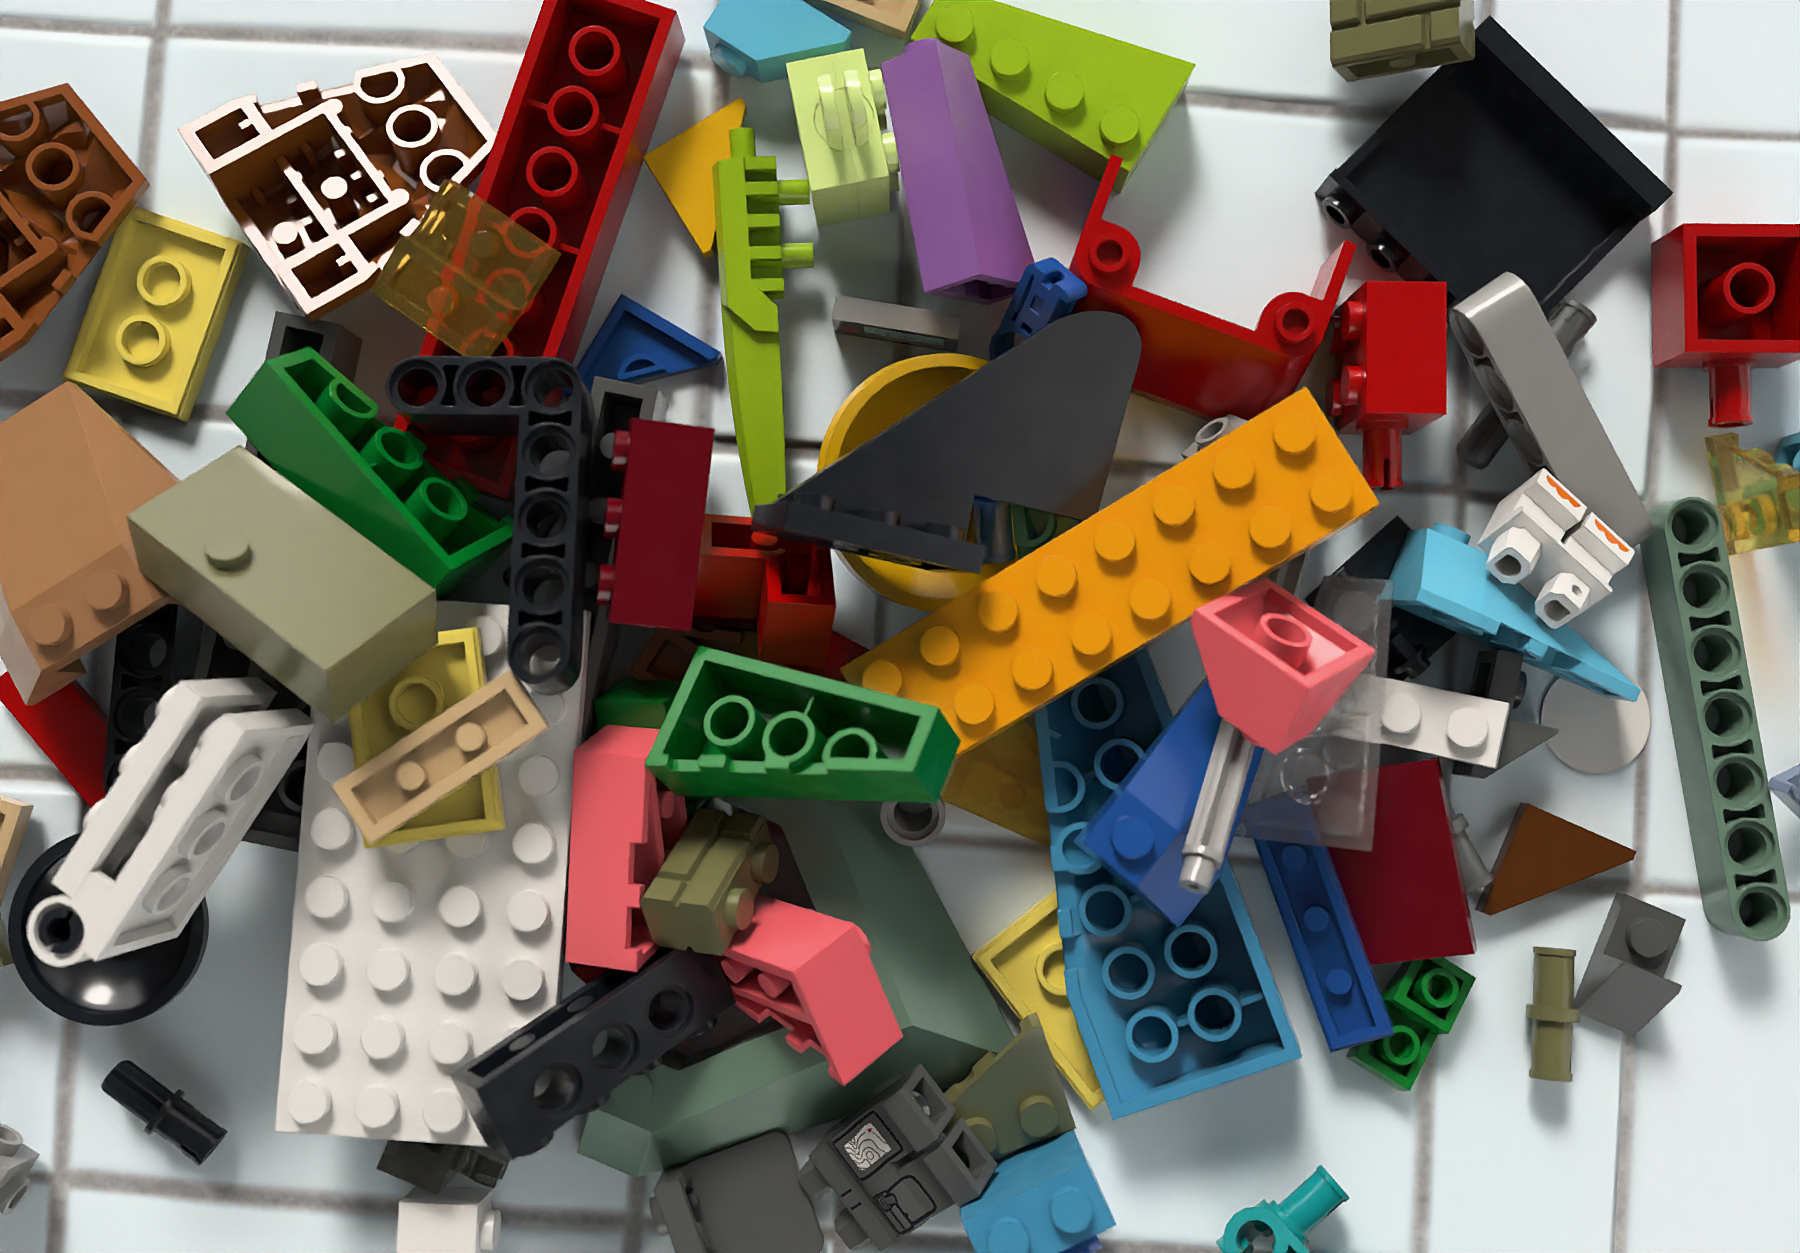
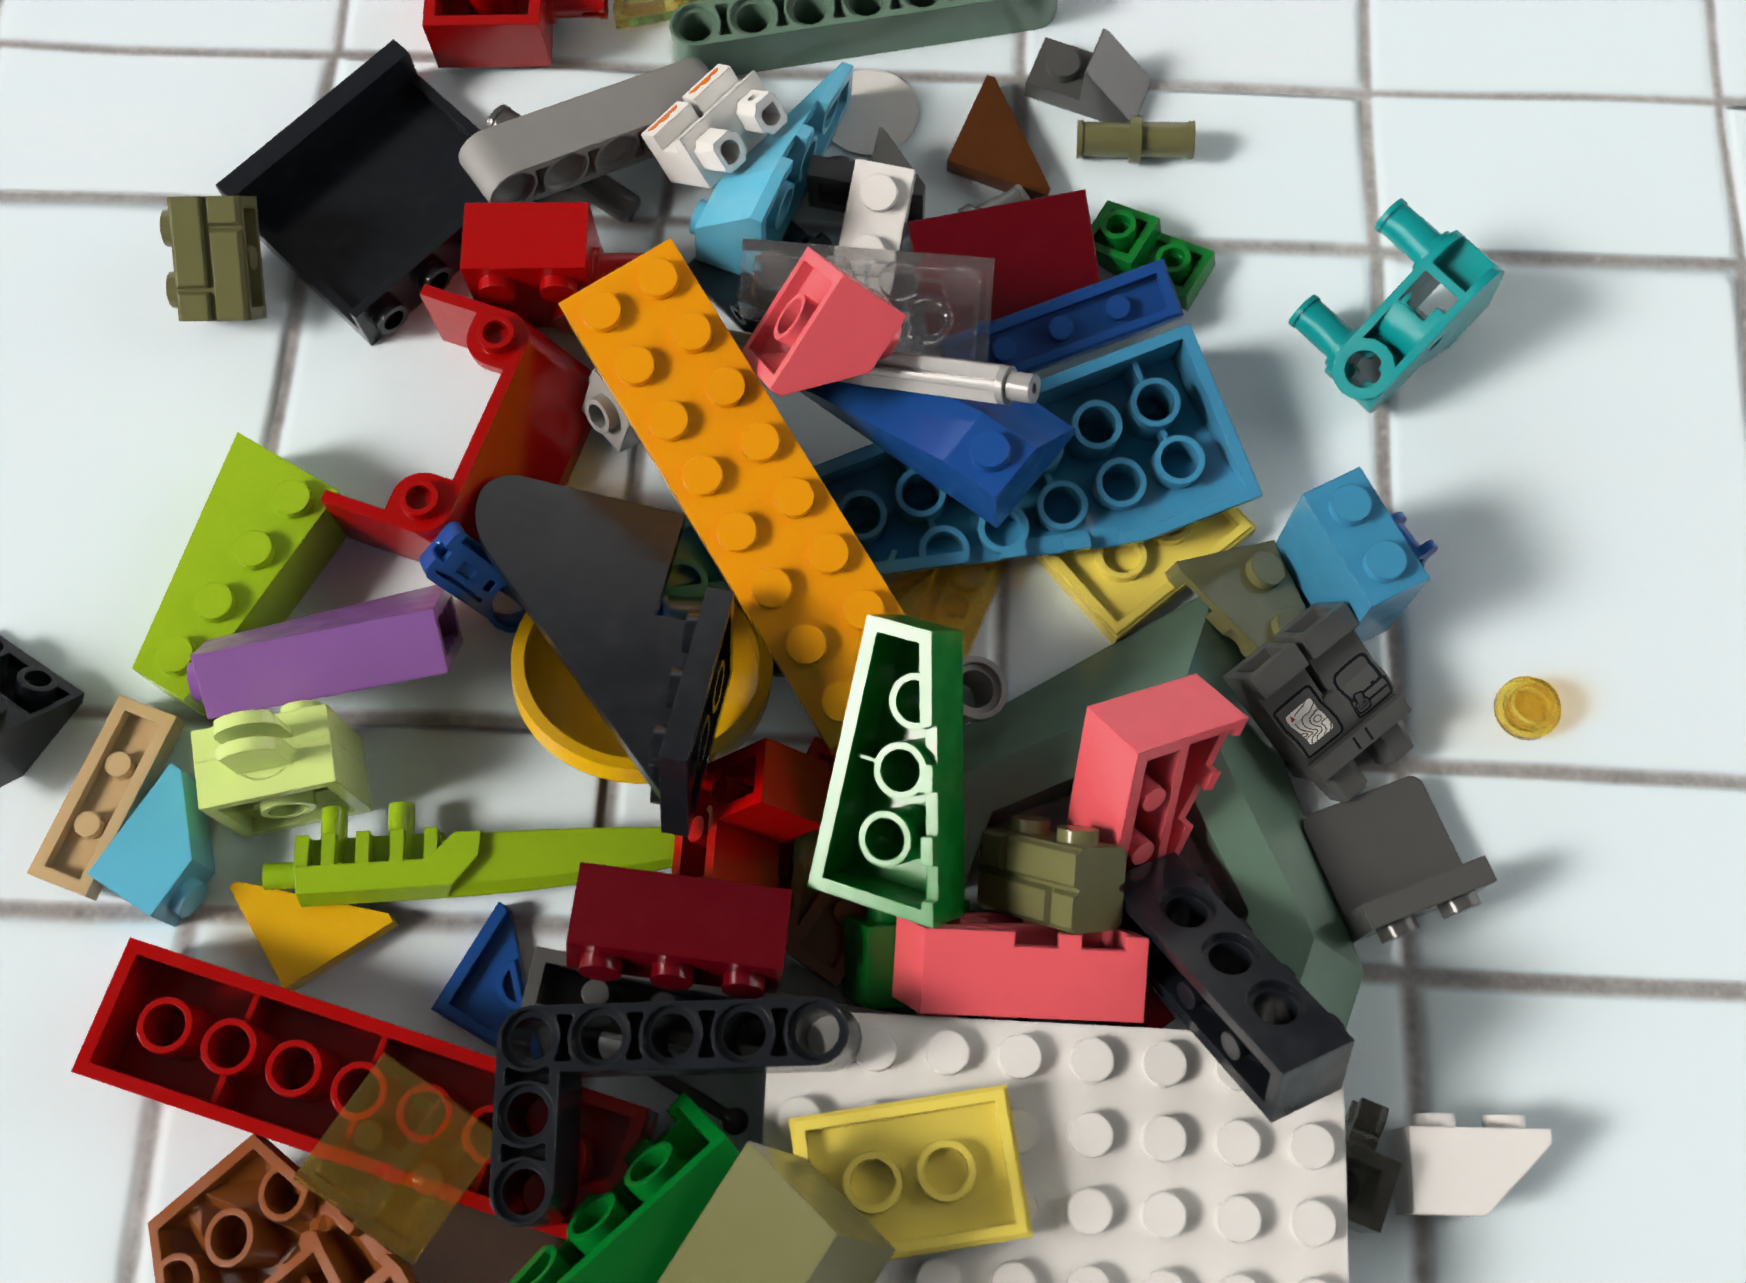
camera: 90 degrees left, 15 degrees down
(441, 756) = (930, 1142): tan plate -> none
(896, 323) = (478, 720): light grey tile -> none

